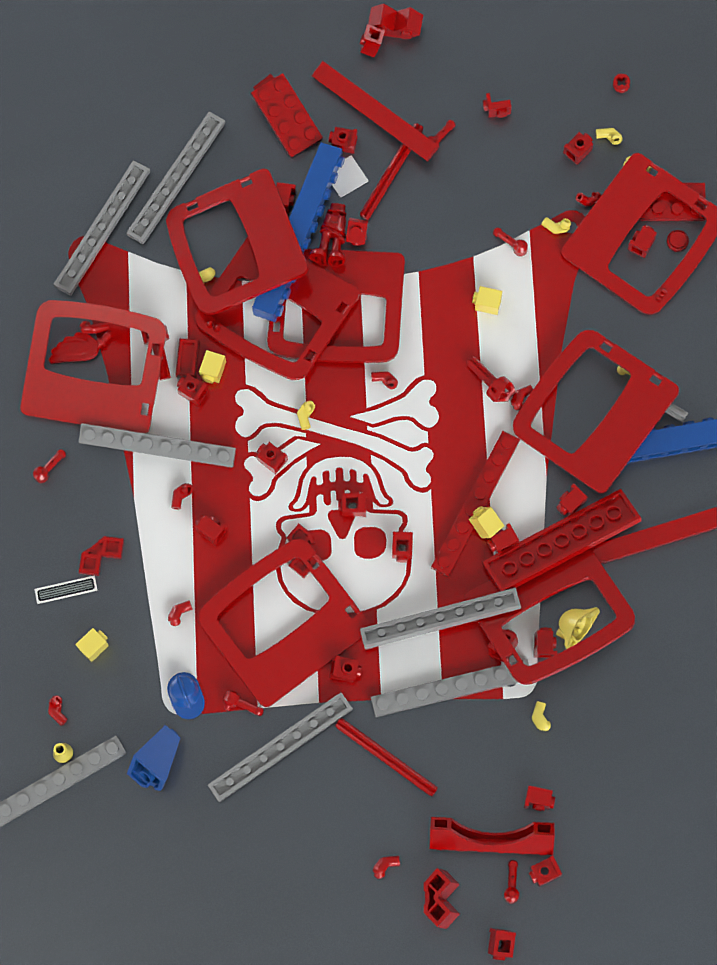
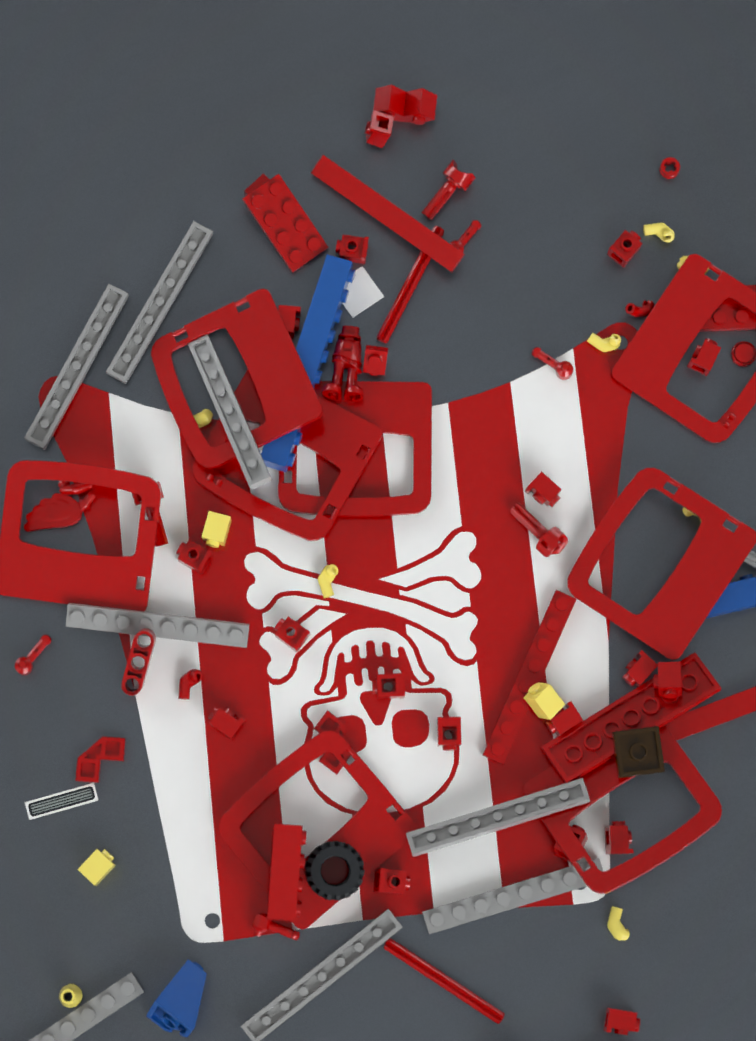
camera: 15 degrees left, 5 degrees up
(54, 710) = (57, 946): red arm -> none
(137, 463) = (133, 671): none -> red beam
(177, 610) = (192, 822): red arm -> none
(186, 695) = (208, 920): blue piece -> none
(187, 357) = (186, 518): red tile -> none
(229, 268) = (229, 412): none -> light grey plate
(252, 653) = (284, 872): none -> red brick
(296, 638) = (349, 885): none -> black tyre
(386, 378) = (420, 533): red arm -> none
(435, 84) = (455, 180): none -> red piece
(487, 300) = (530, 435): light yellow brick -> none
(496, 346) = (544, 490): none -> red brick
(499, 109) = (530, 205): red bracket -> none
(519, 396) = (572, 548): red arm -> none
(565, 568) = (638, 752): none -> dark brown tile
(575, 625) = (651, 814): light yellow hat -> none
(595, 508) = (669, 679): none -> red brick

